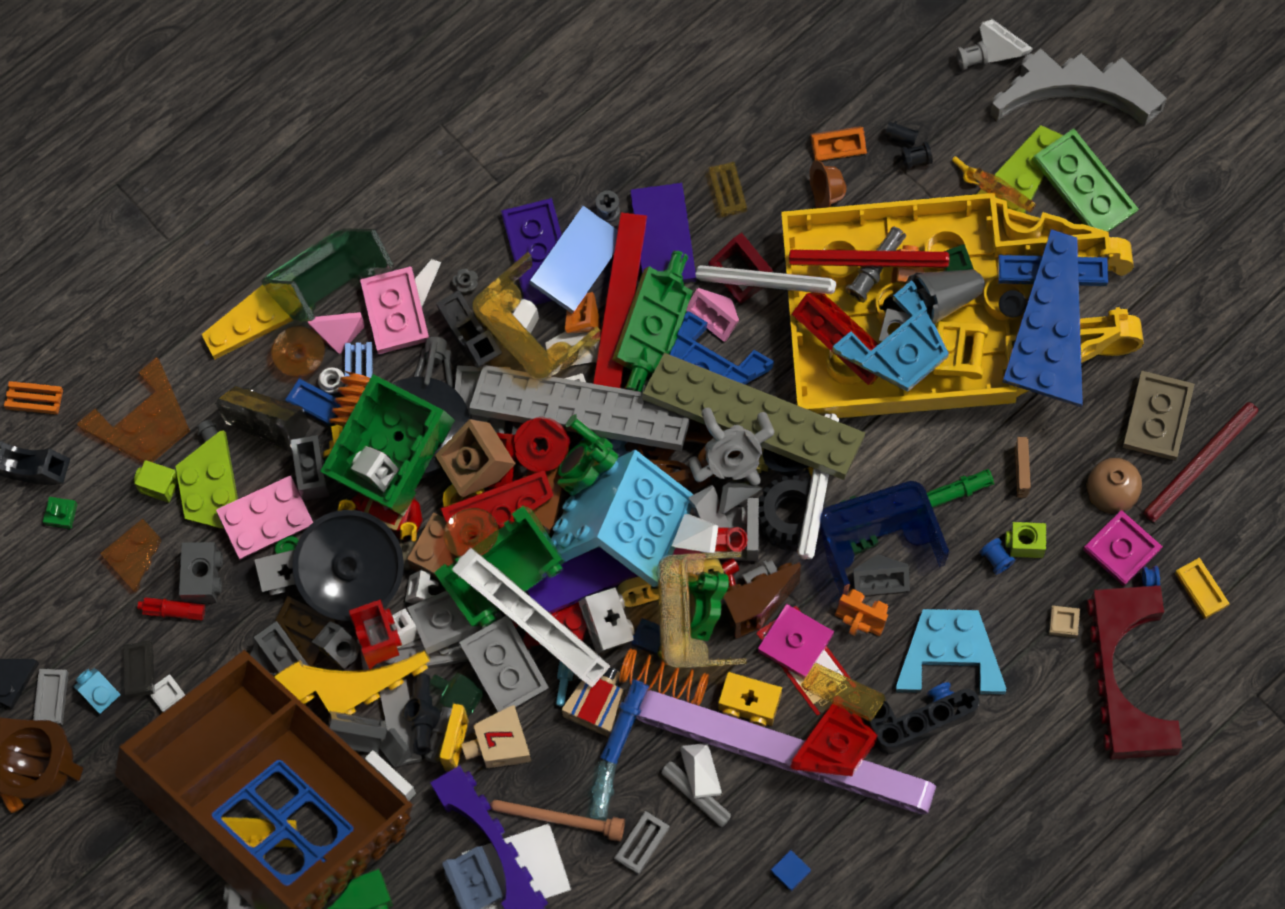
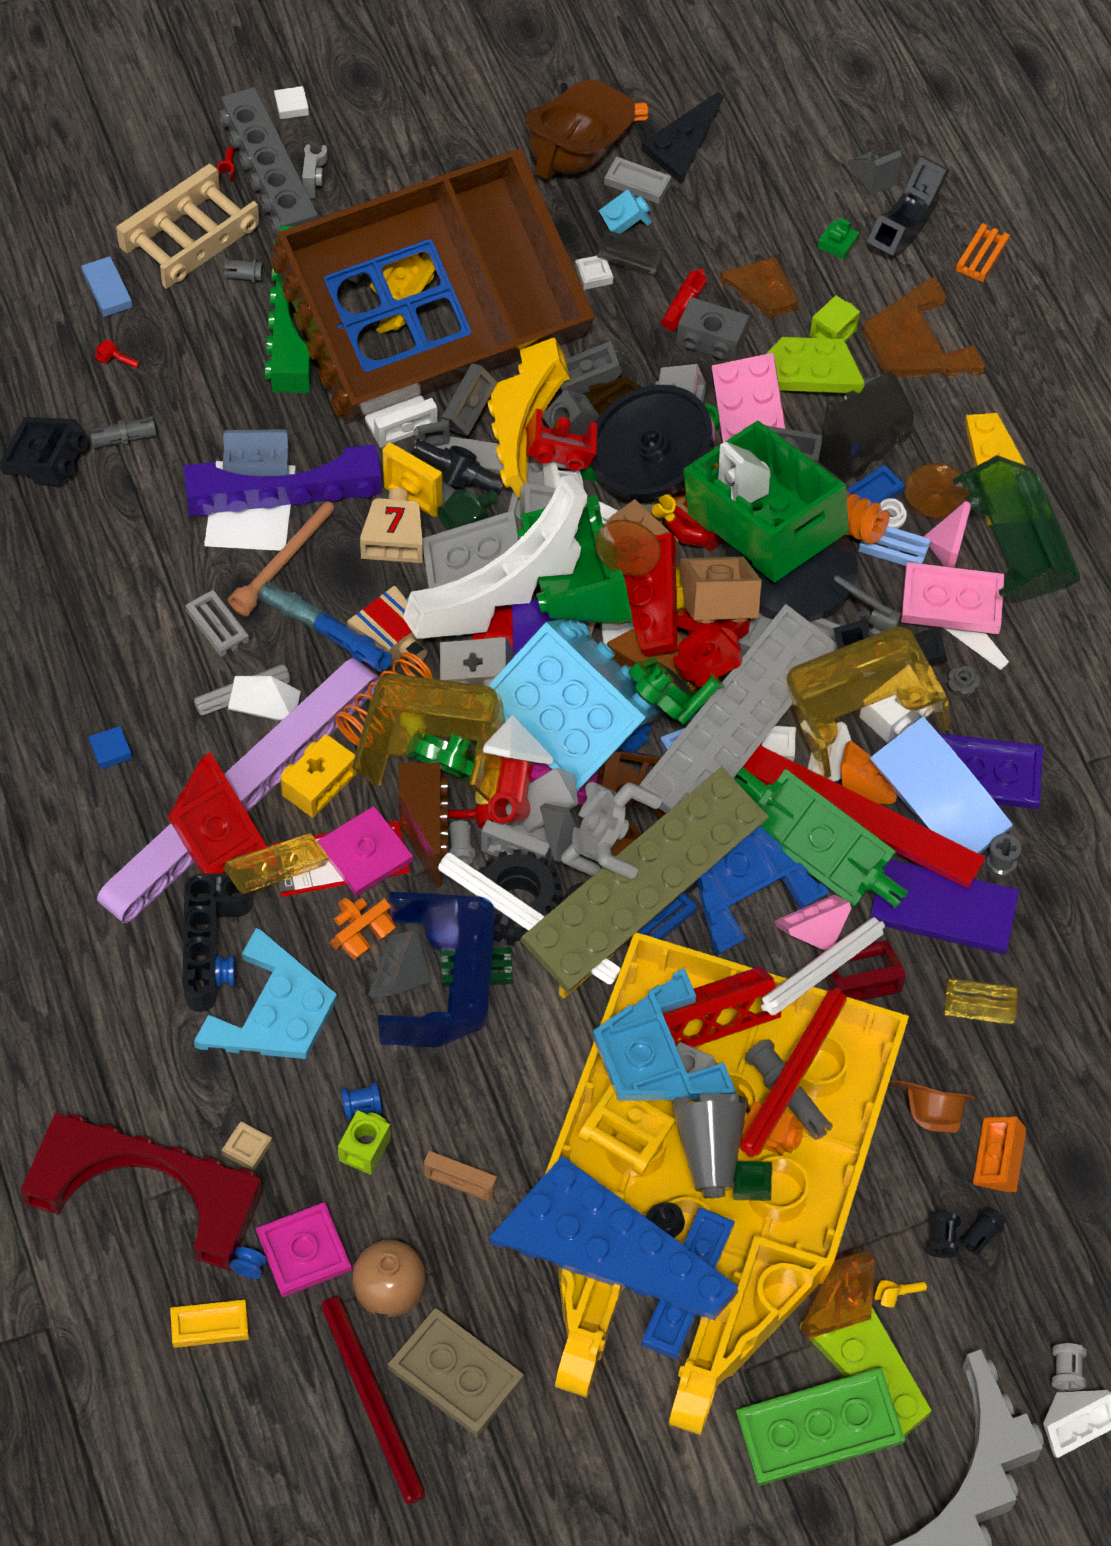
camera: 105 degrees right, 10 degrees down
(963, 487) = (467, 1101): green pin -> none

